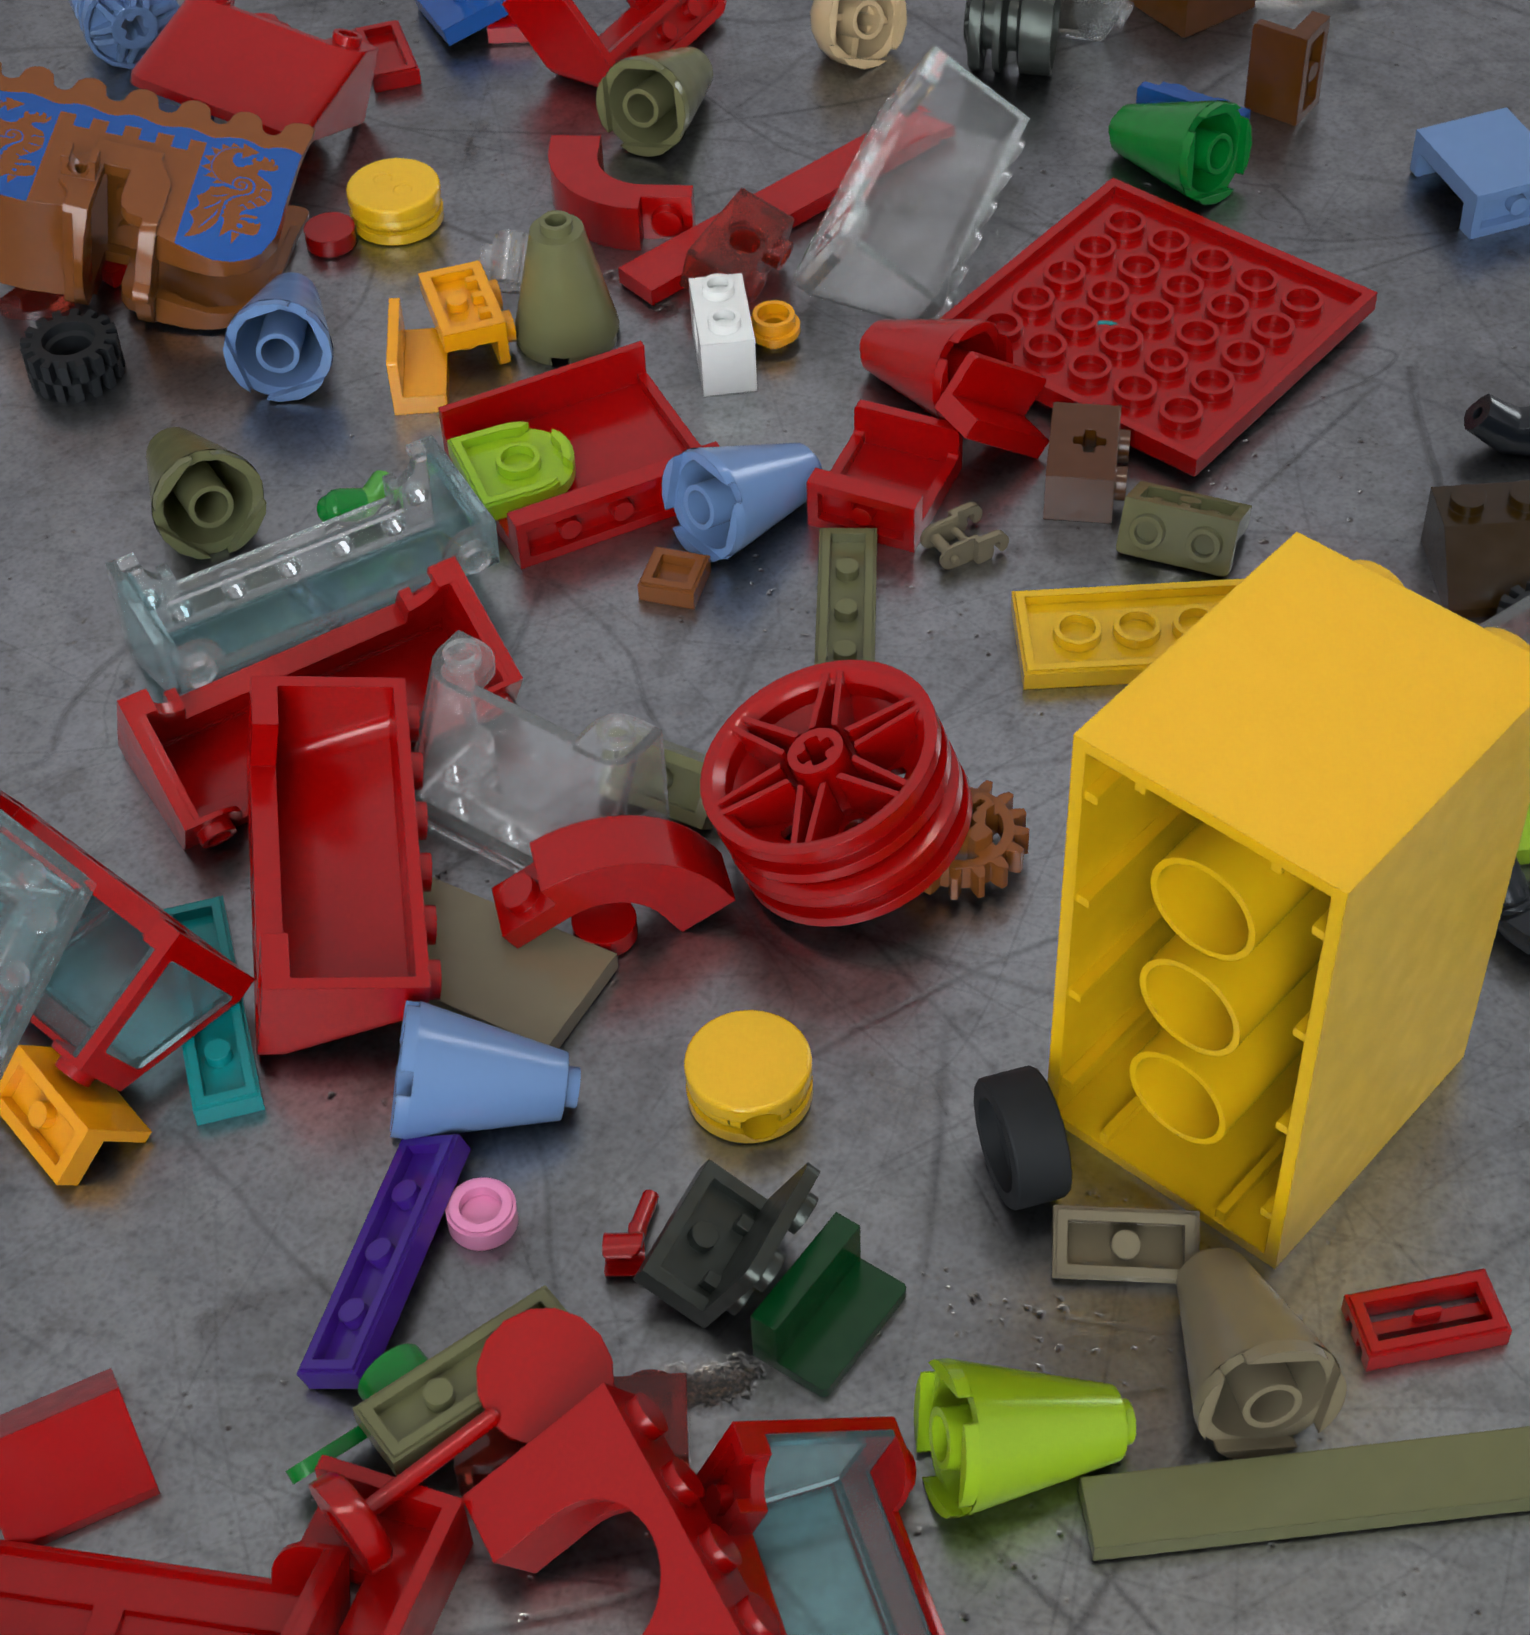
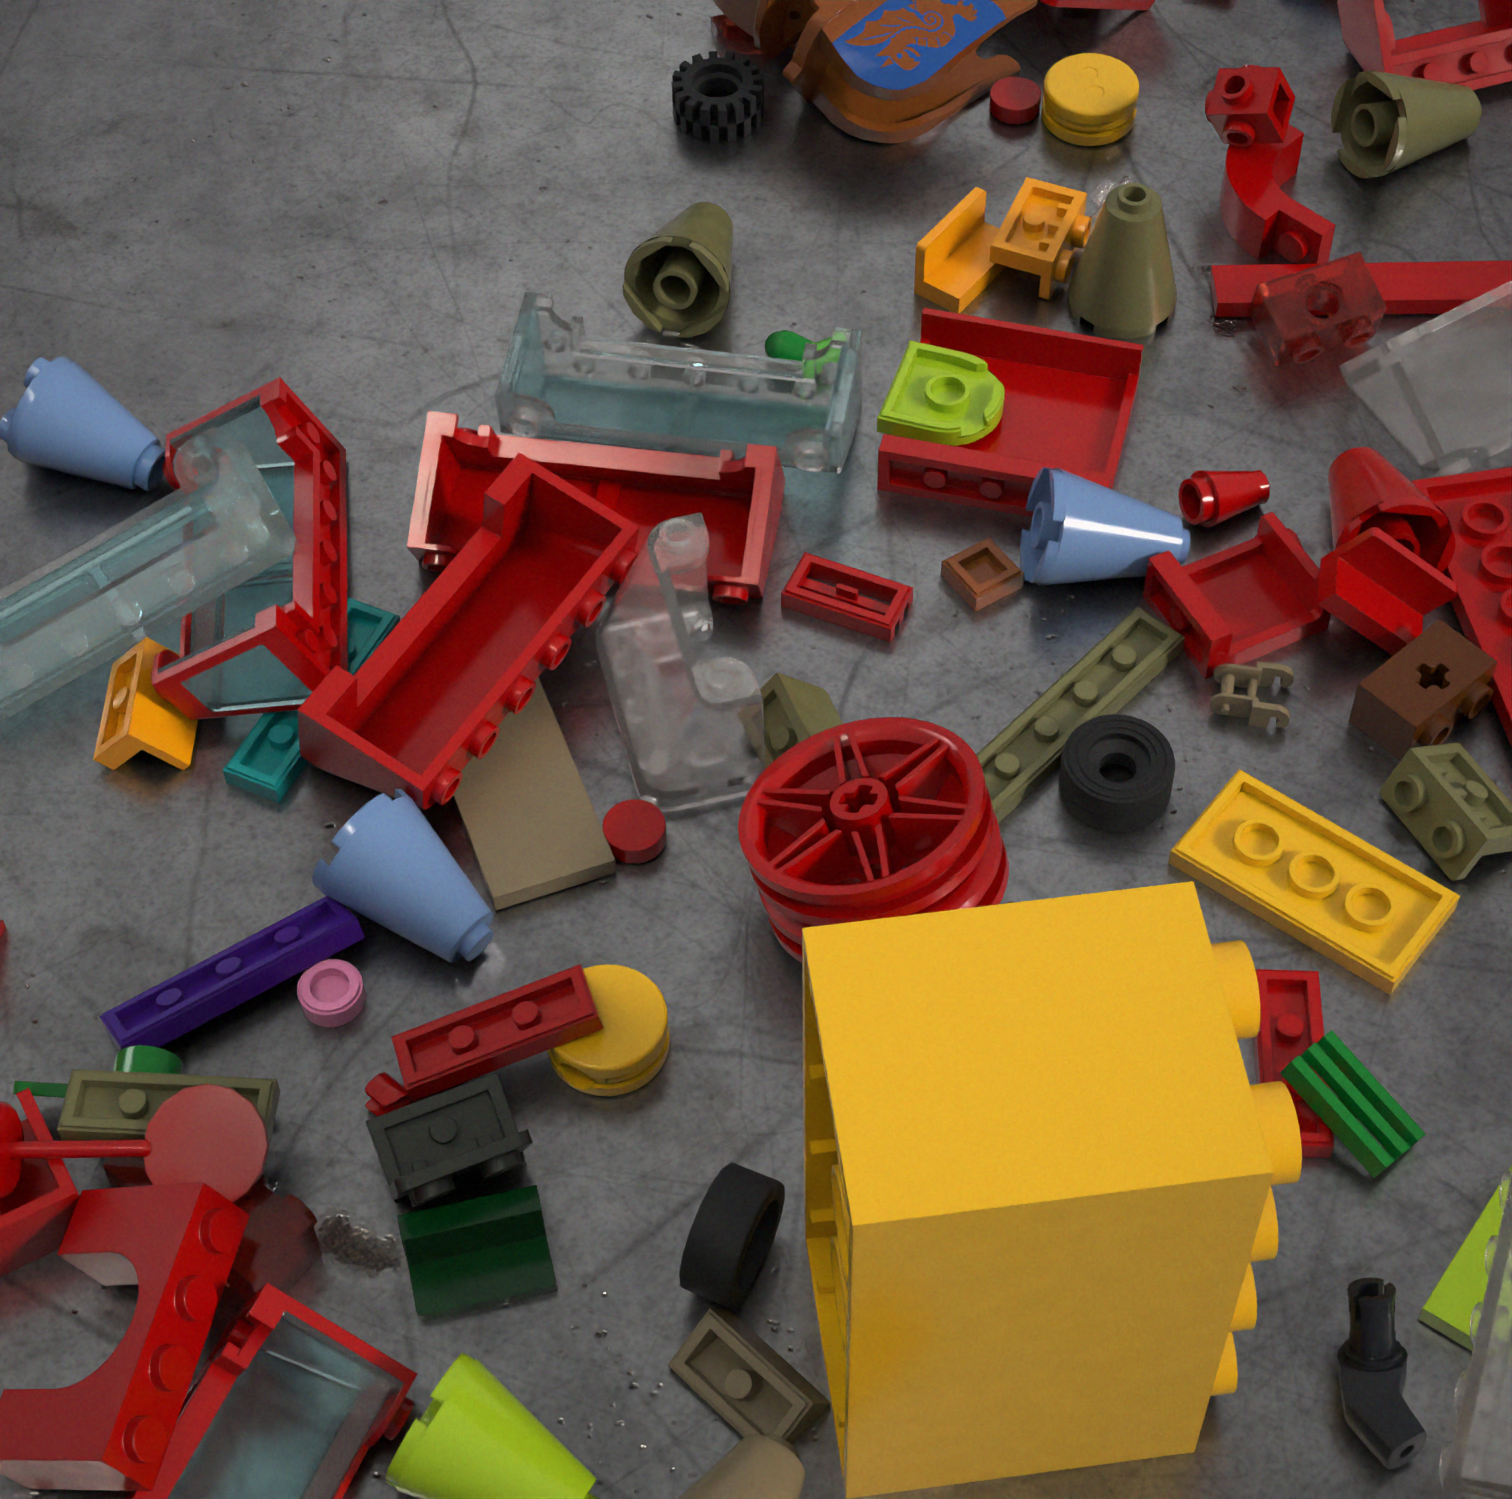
camera: 40 degrees right, 5 degrees up
(280, 340) = (874, 170): medium blue cone -> none
(554, 128) = (1250, 105): none -> red brick
(586, 656) = (842, 603): none -> red tile
(613, 862) = (660, 788): red arch -> none
(675, 1132) = (496, 1033): none -> red tile
(723, 334) = (1229, 379): white brick -> none
(775, 324) = (1291, 396): light orange plate -> none
(798, 416) = (1220, 495): none -> red cone
(933, 621) = (1111, 804): none -> black tyre

